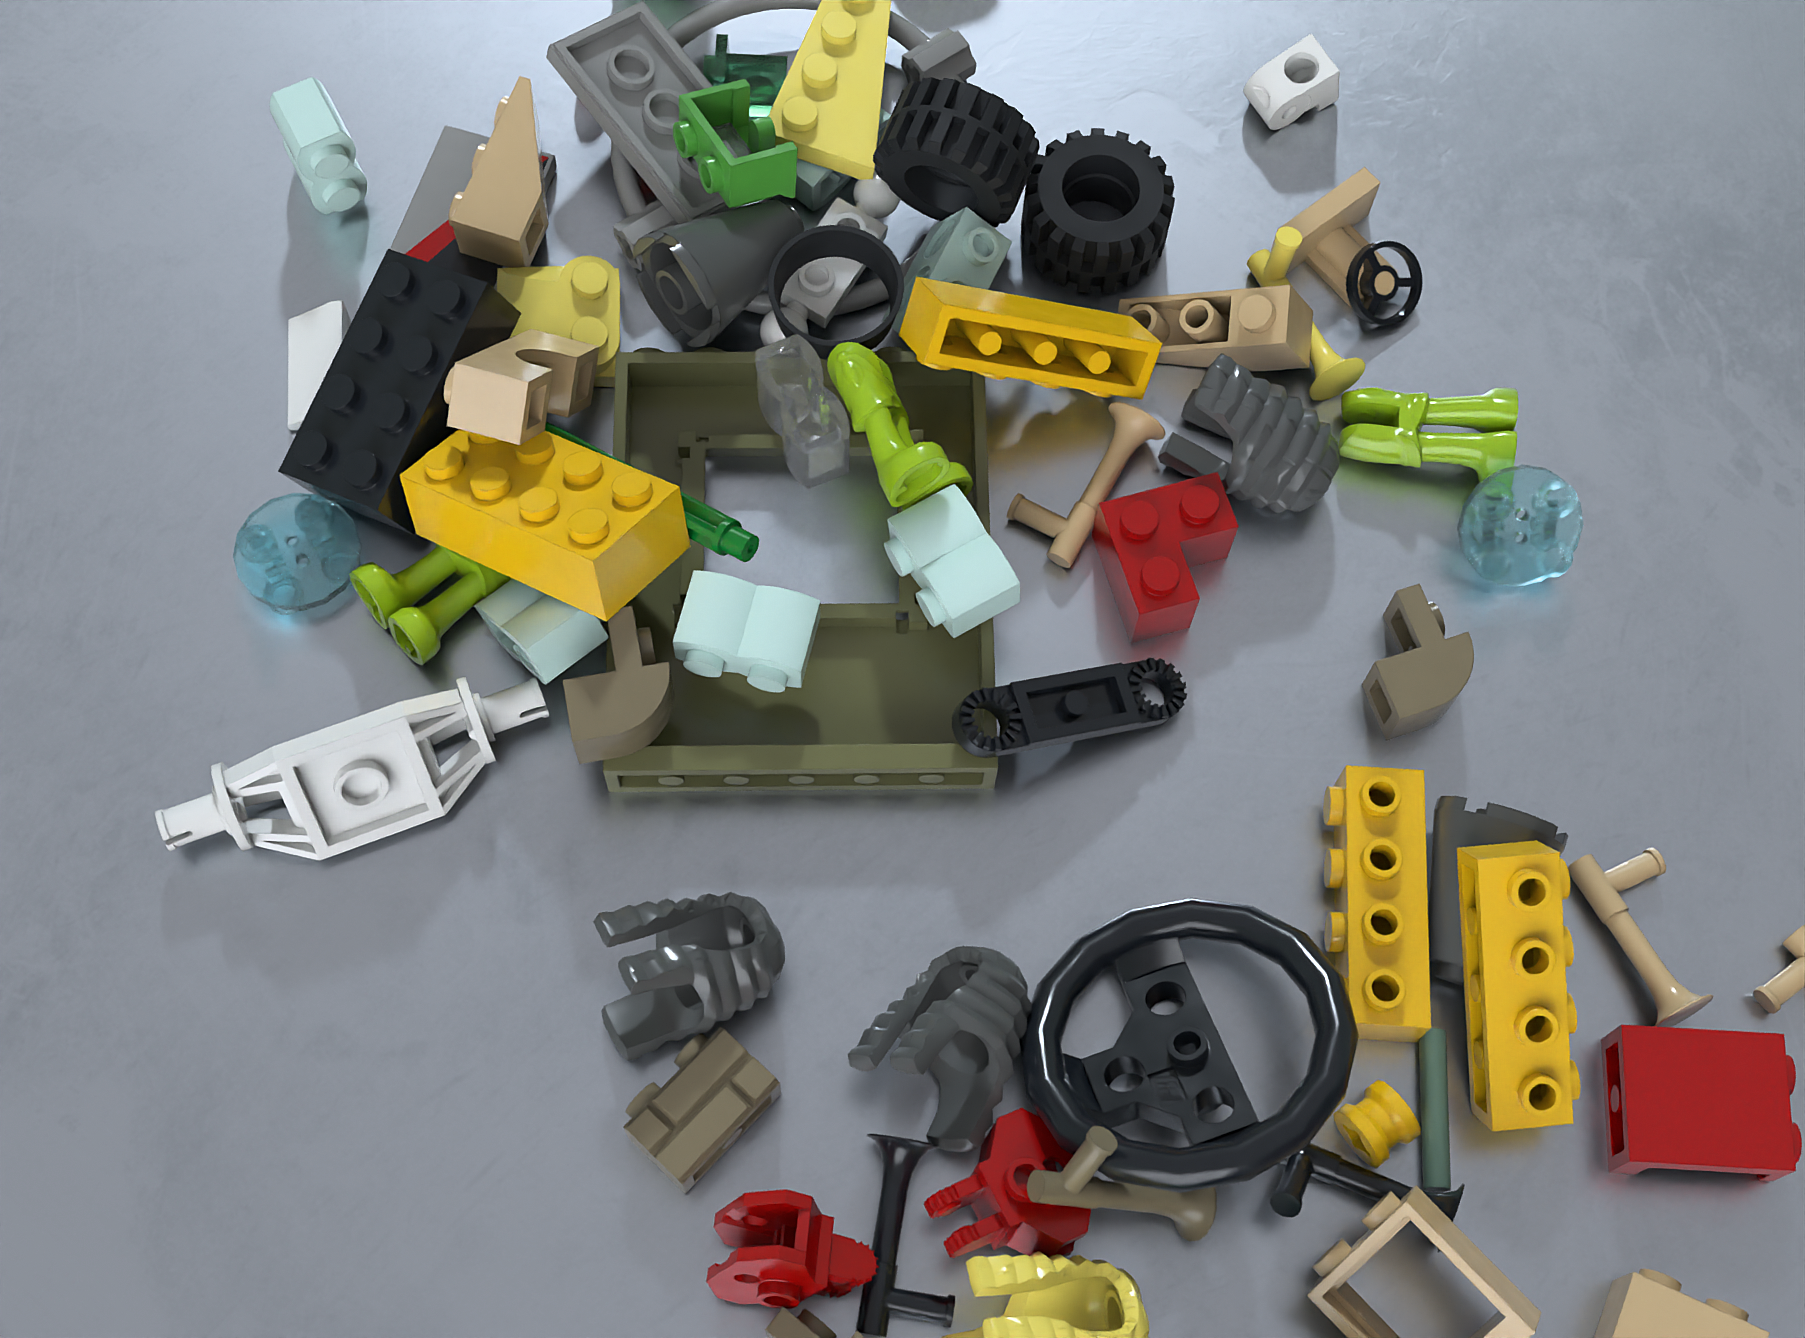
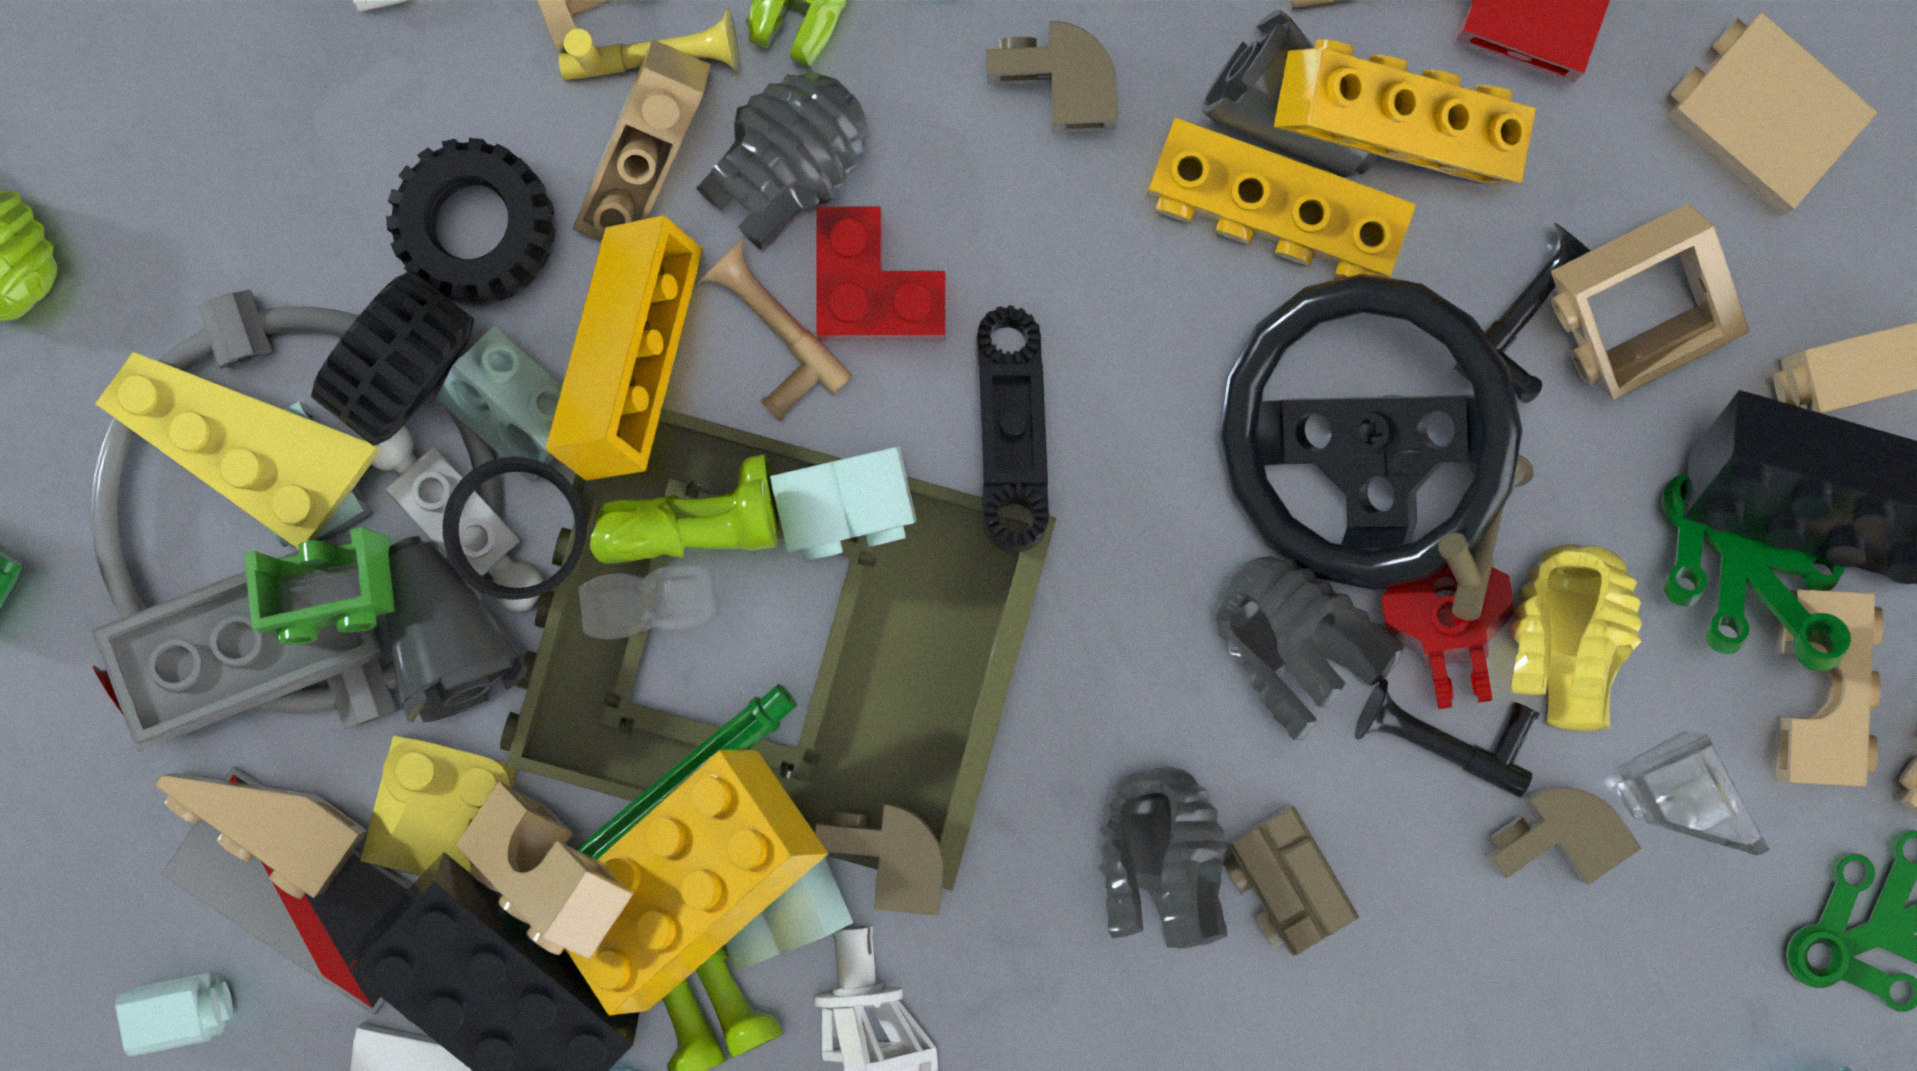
camera: 70 degrees left, 20 degrees up
(746, 631) = (859, 720): light aqua brick -> none
(762, 72) = (200, 540): clear green bracket -> none
(785, 1252) = (1447, 839): red hinge -> none
(1377, 1123) = (1479, 278): yellow wheel -> none
(1434, 1111) = (1478, 219): sand green piece -> none

